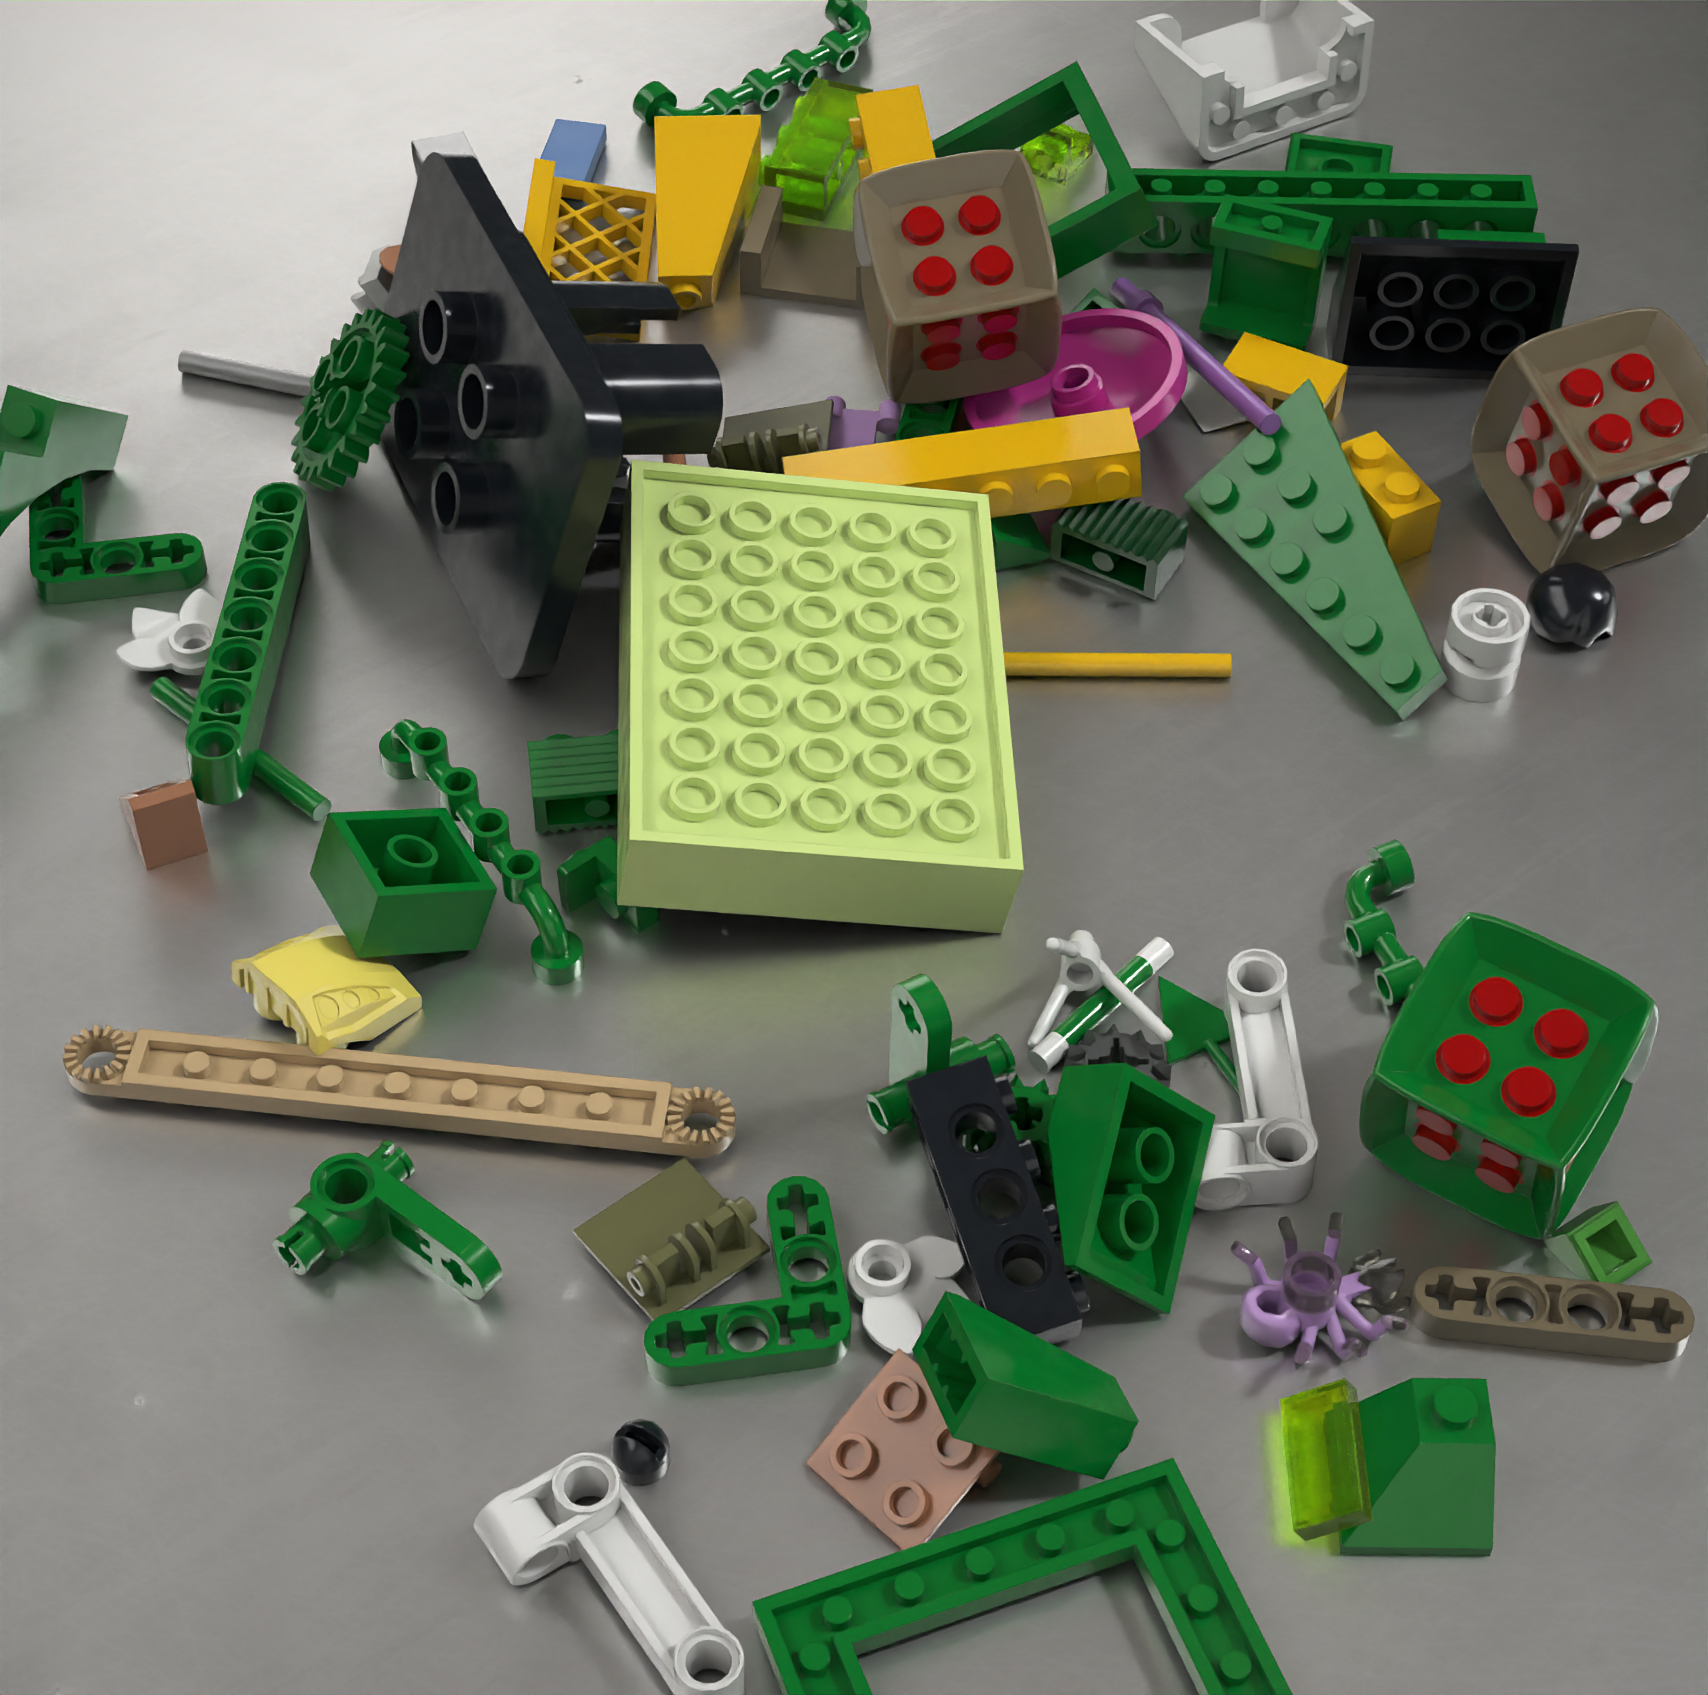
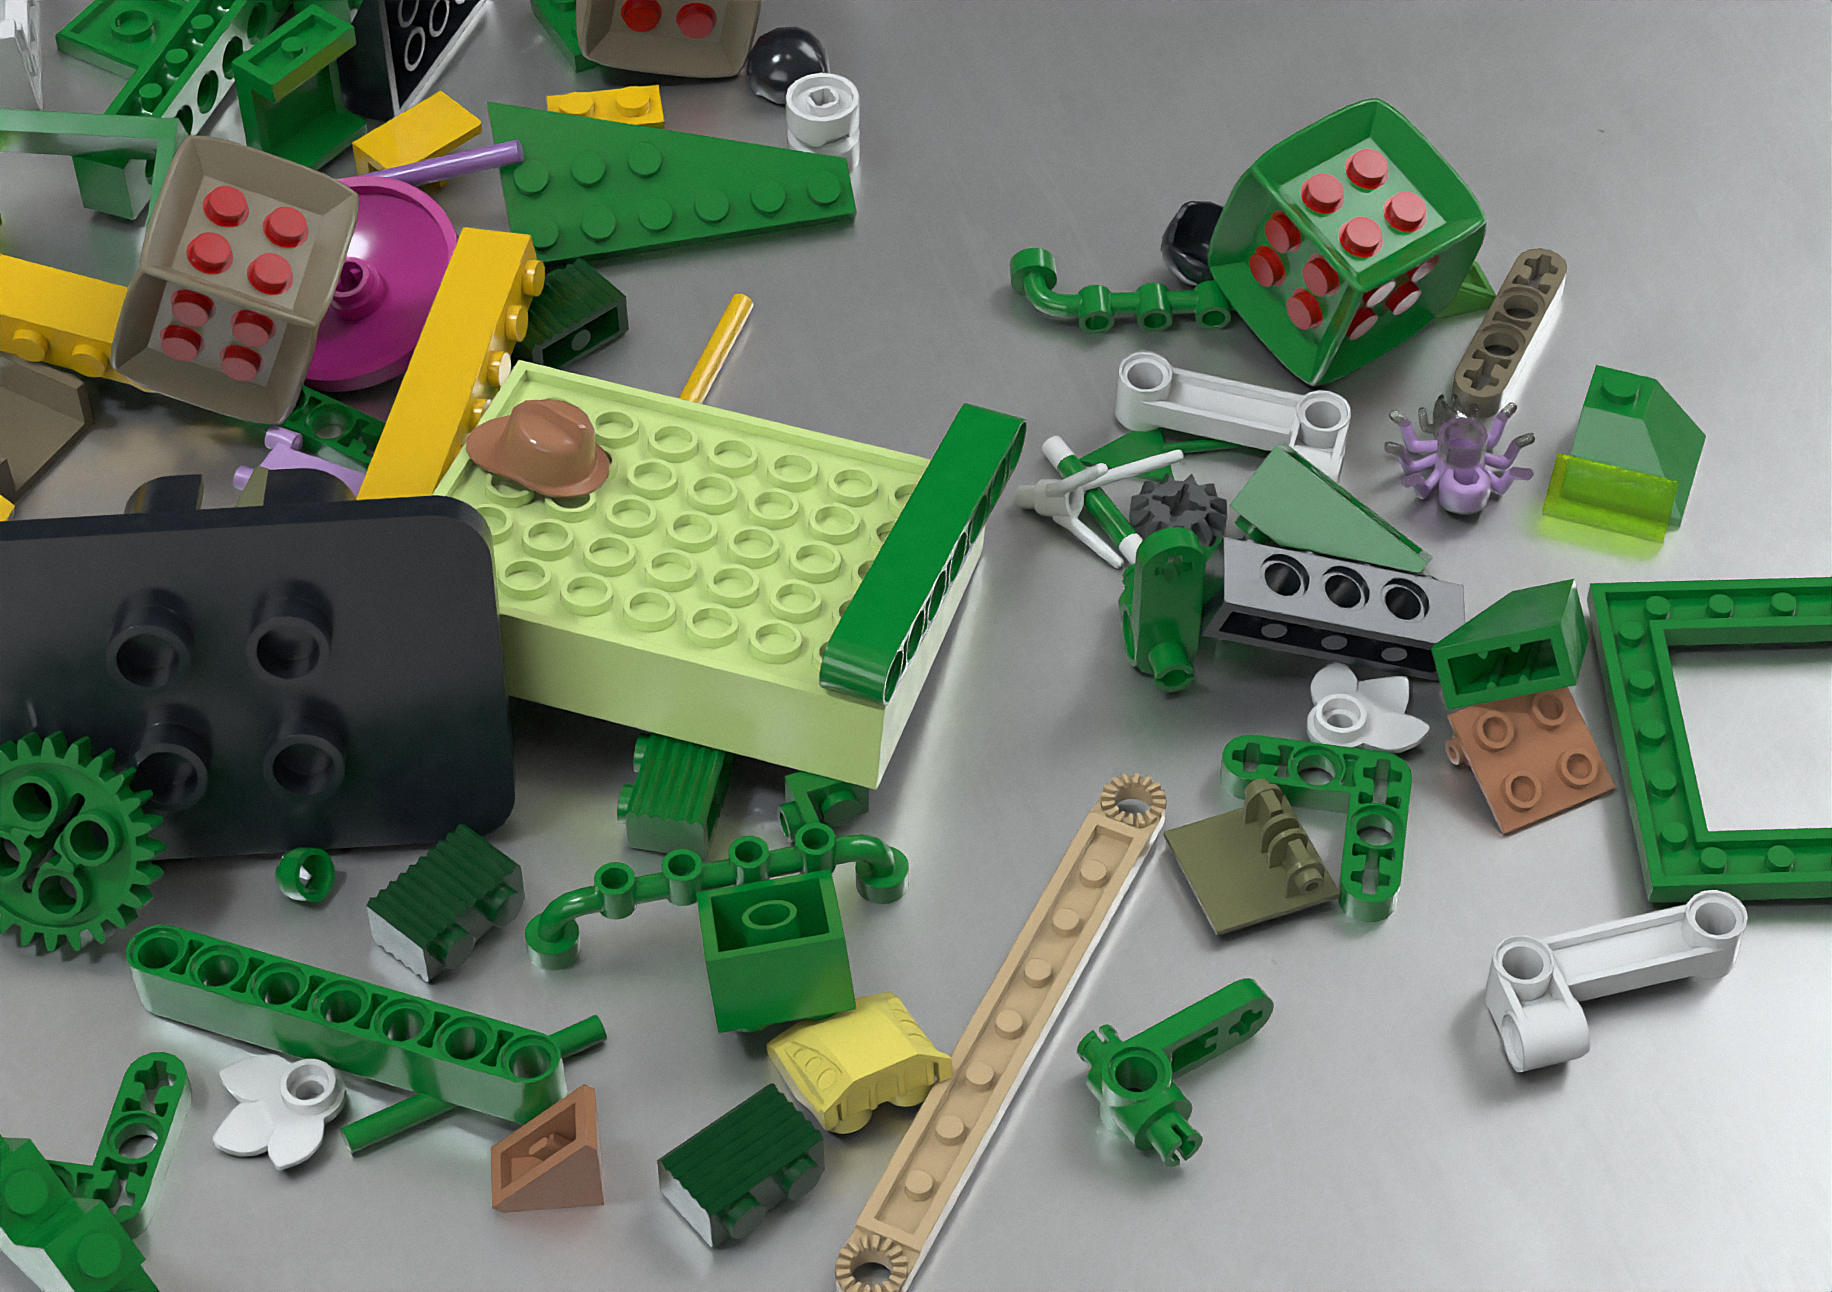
camera: 70 degrees left, 0 degrees up
(182, 936) = (743, 1166): none -> dark green brick
(403, 576) = (309, 864): none -> green hinge
(409, 666) = (446, 903): none -> dark green brick
(635, 1461) = (1476, 946): black hinge -> none
(850, 820) = (922, 555): none -> green beam
(855, 531) = (542, 447): none -> nougat piece

